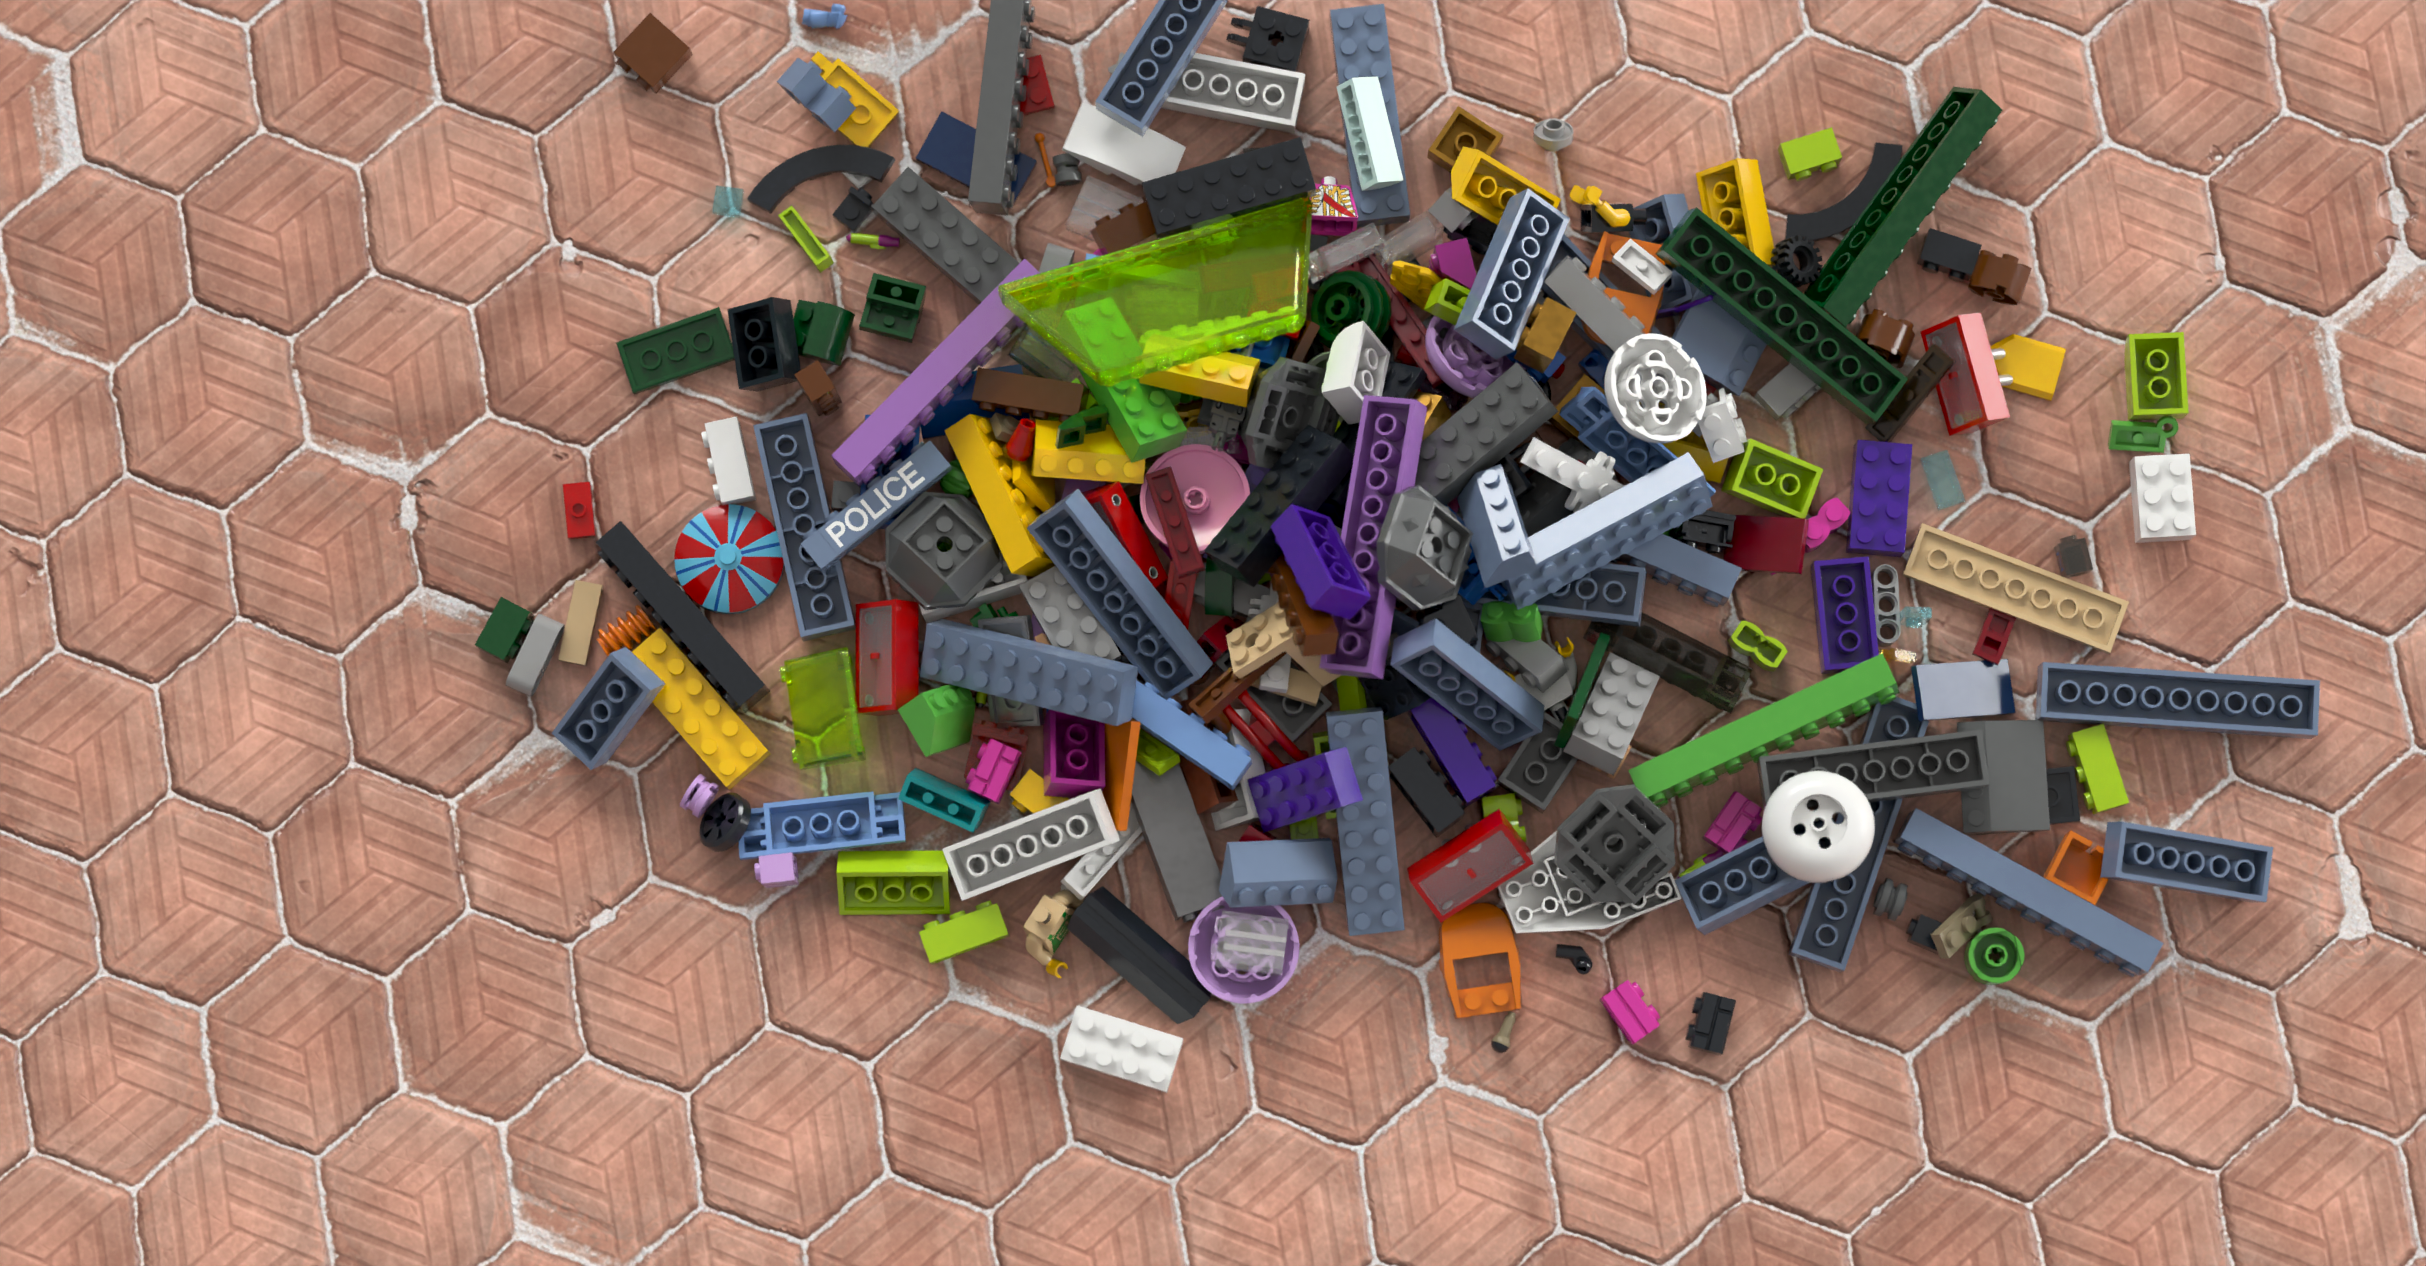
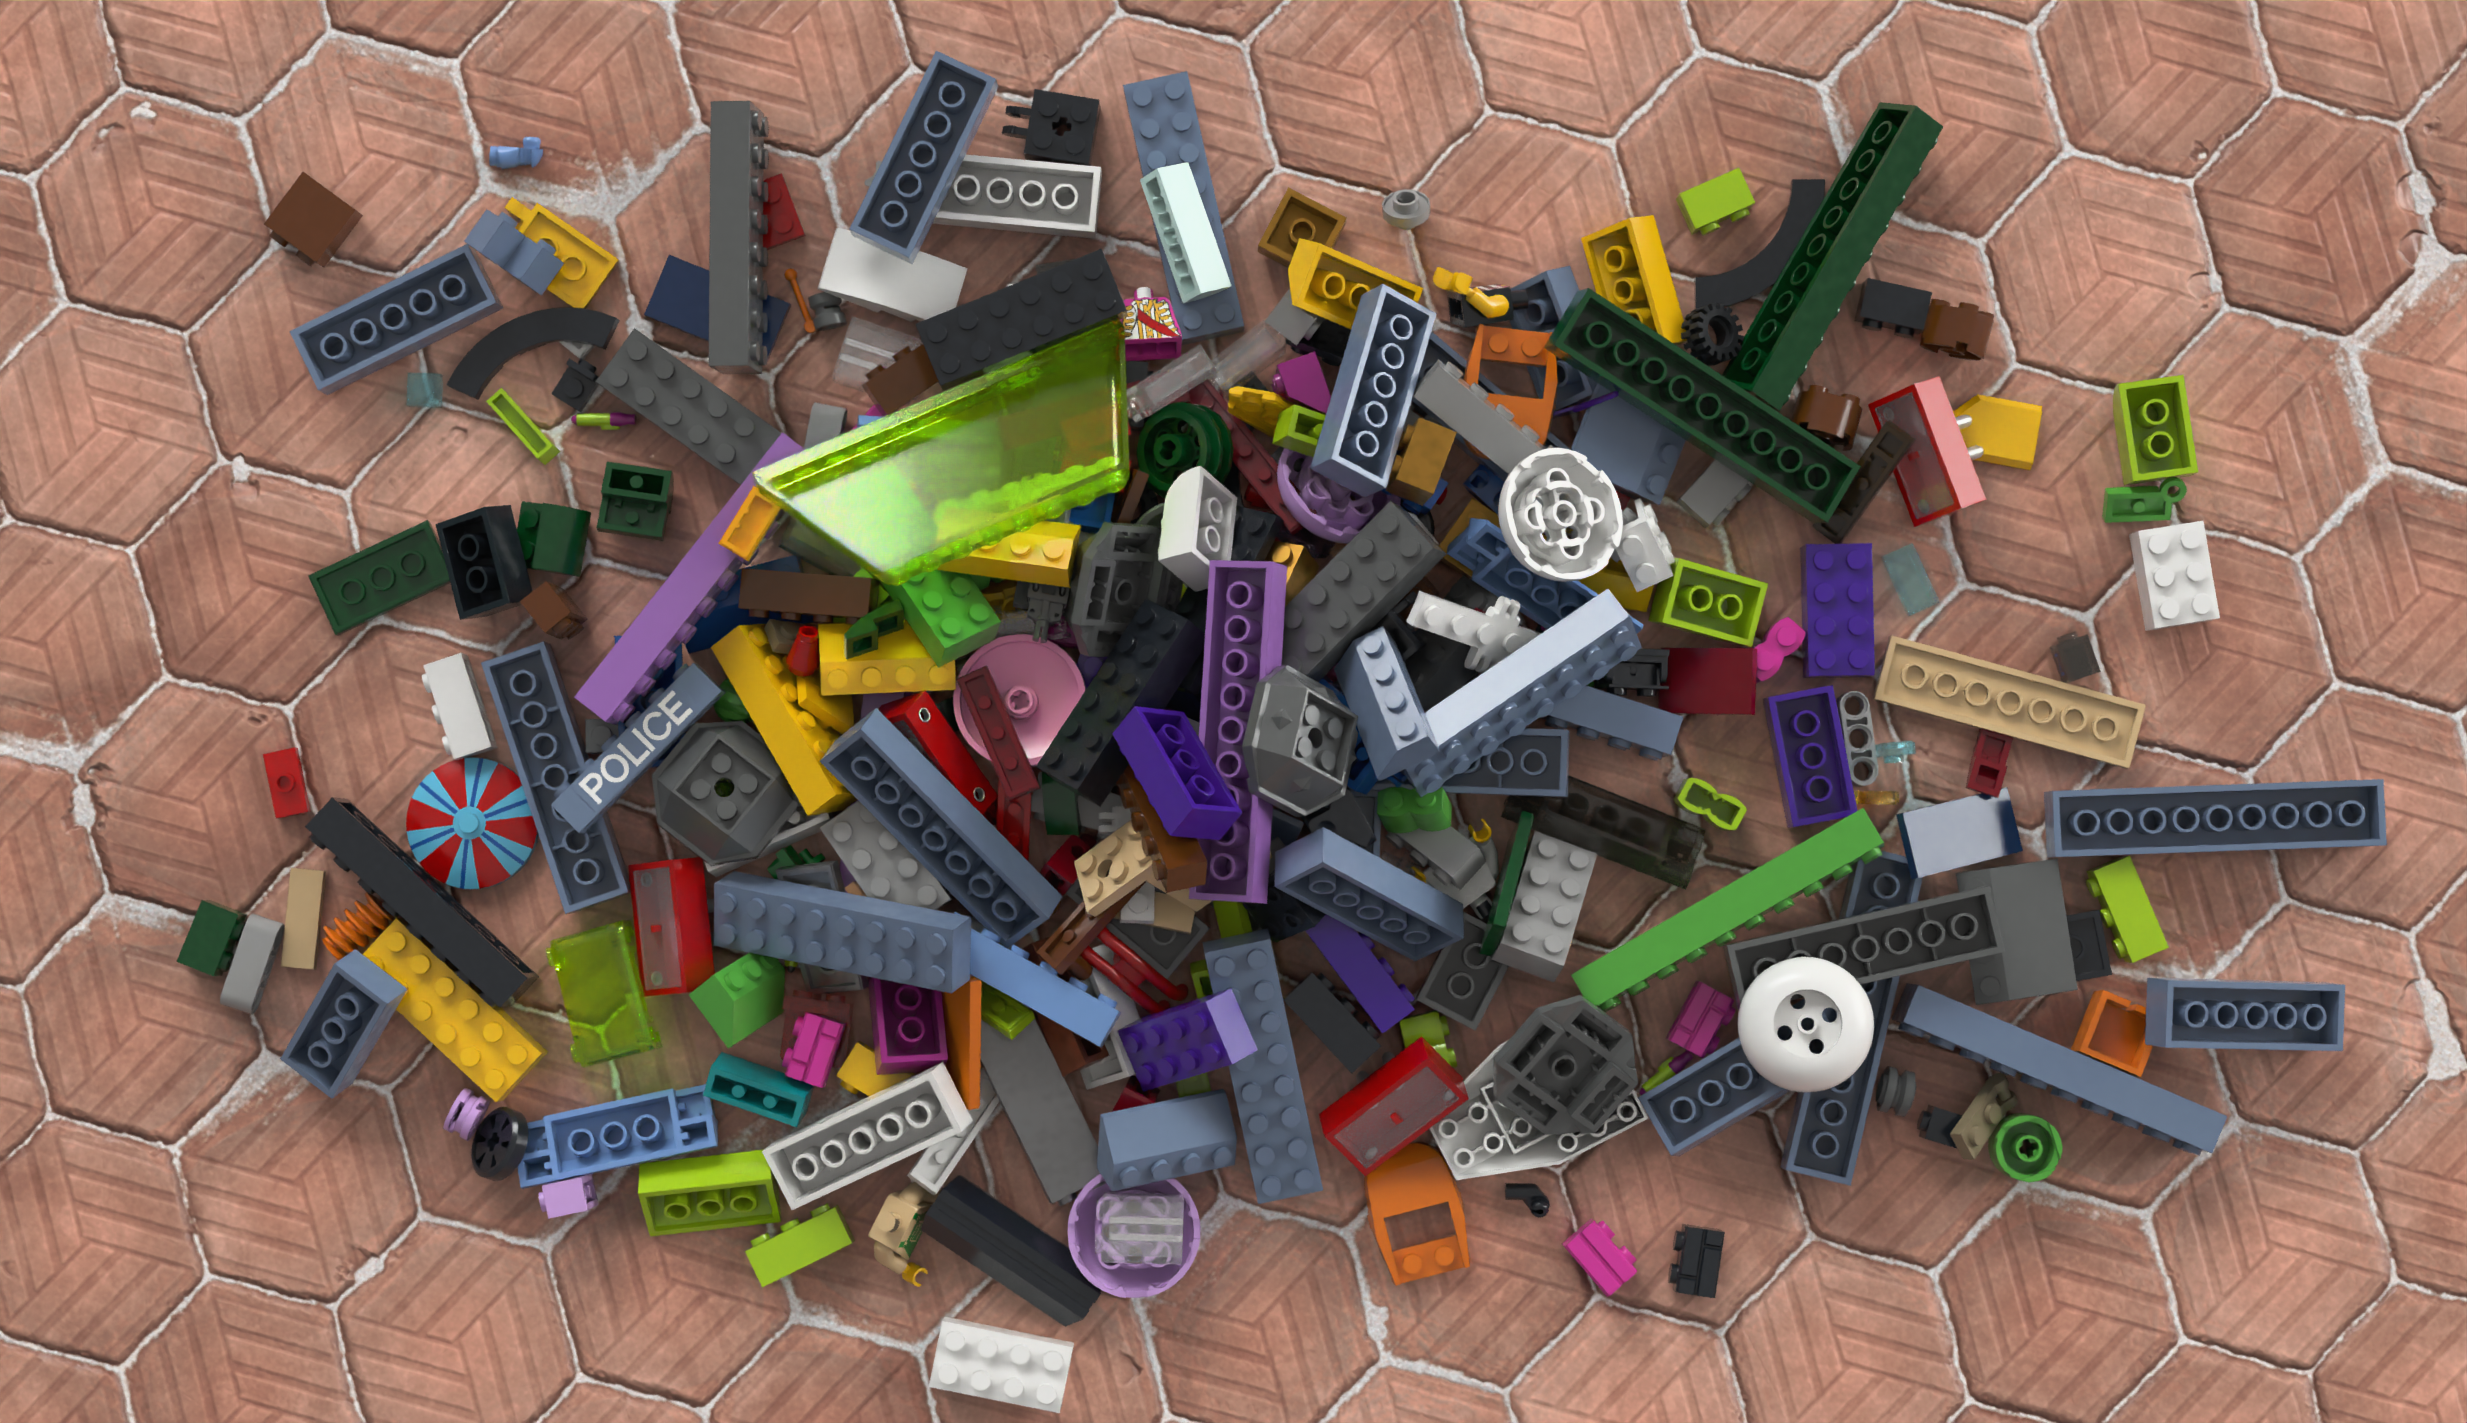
camera: 10 degrees left, 5 degrees up
(712, 140) = (396, 319): none -> sand blue brick
(990, 329) = (749, 525): none -> light orange plate
(1501, 1041) = (1451, 1306): dark tan piece -> none
(1642, 266) = (1529, 364): white plate -> none

